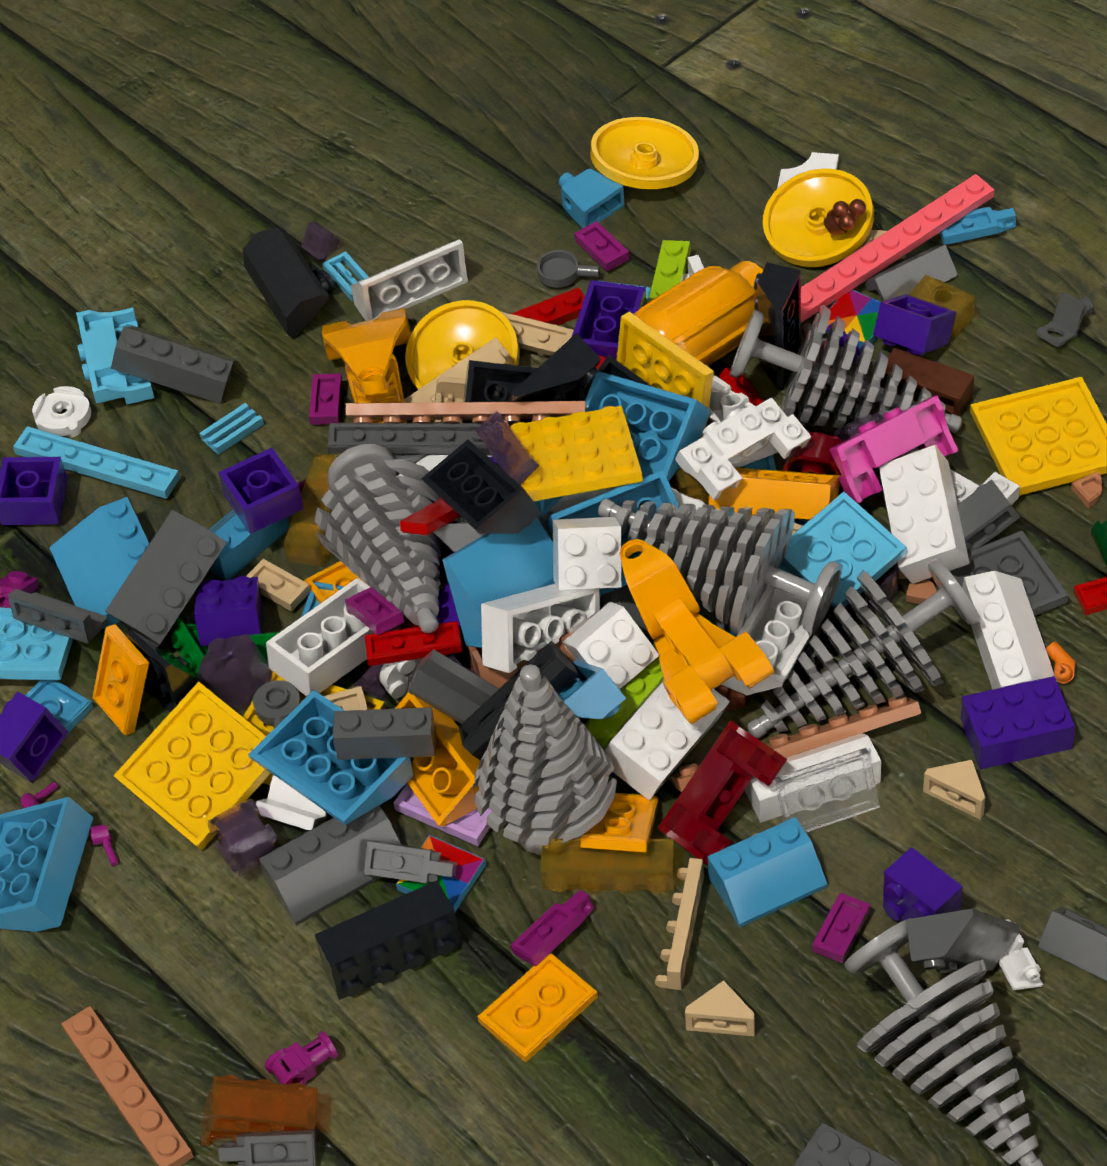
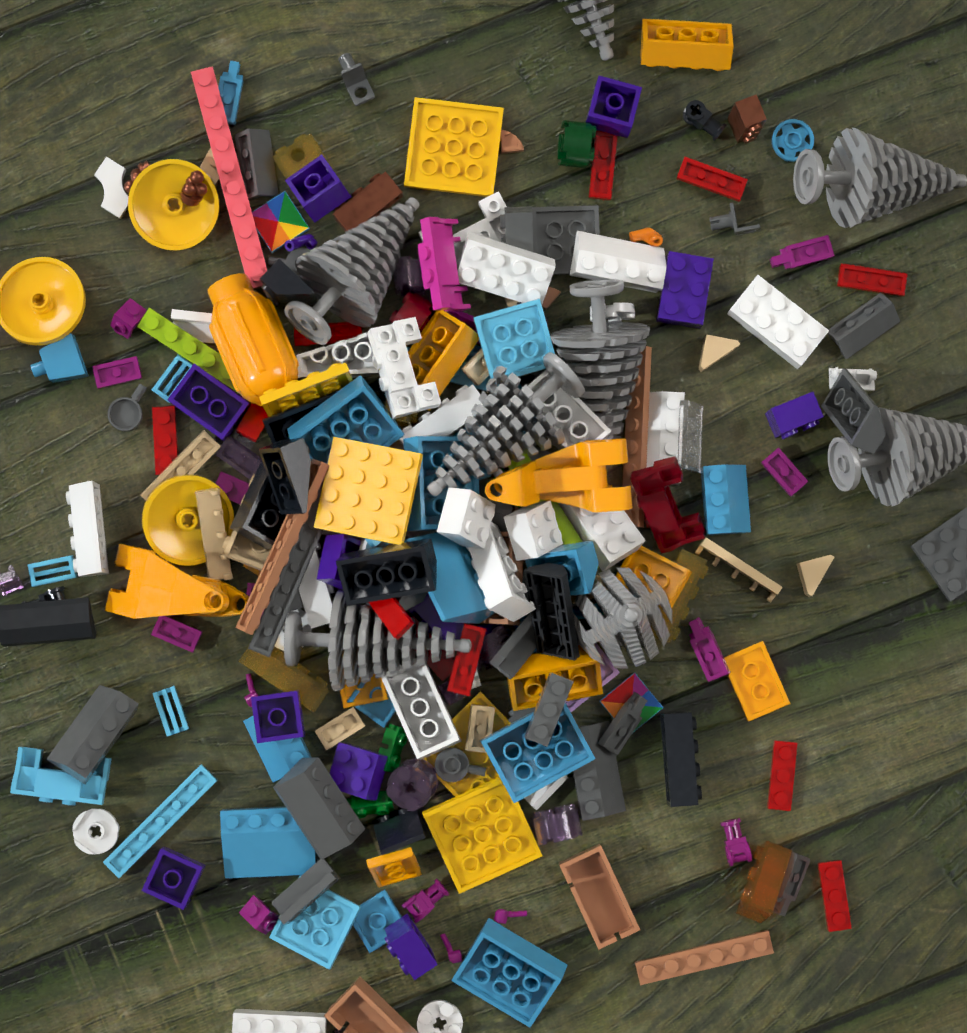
camera: 80 degrees left, 35 degrees up
(89, 743) = (423, 900): none -> magenta connector
(163, 927) = (599, 896): none -> nougat piece
(374, 611) = (429, 676): magenta plate -> none
(419, 1088) = (782, 775): none -> red plate
(507, 448) = (347, 535): tile -> none
(667, 229) = (127, 318): none -> magenta bracket
(941, 649) = (617, 311): none -> white plate
(1037, 840) = (777, 322): none -> white brick

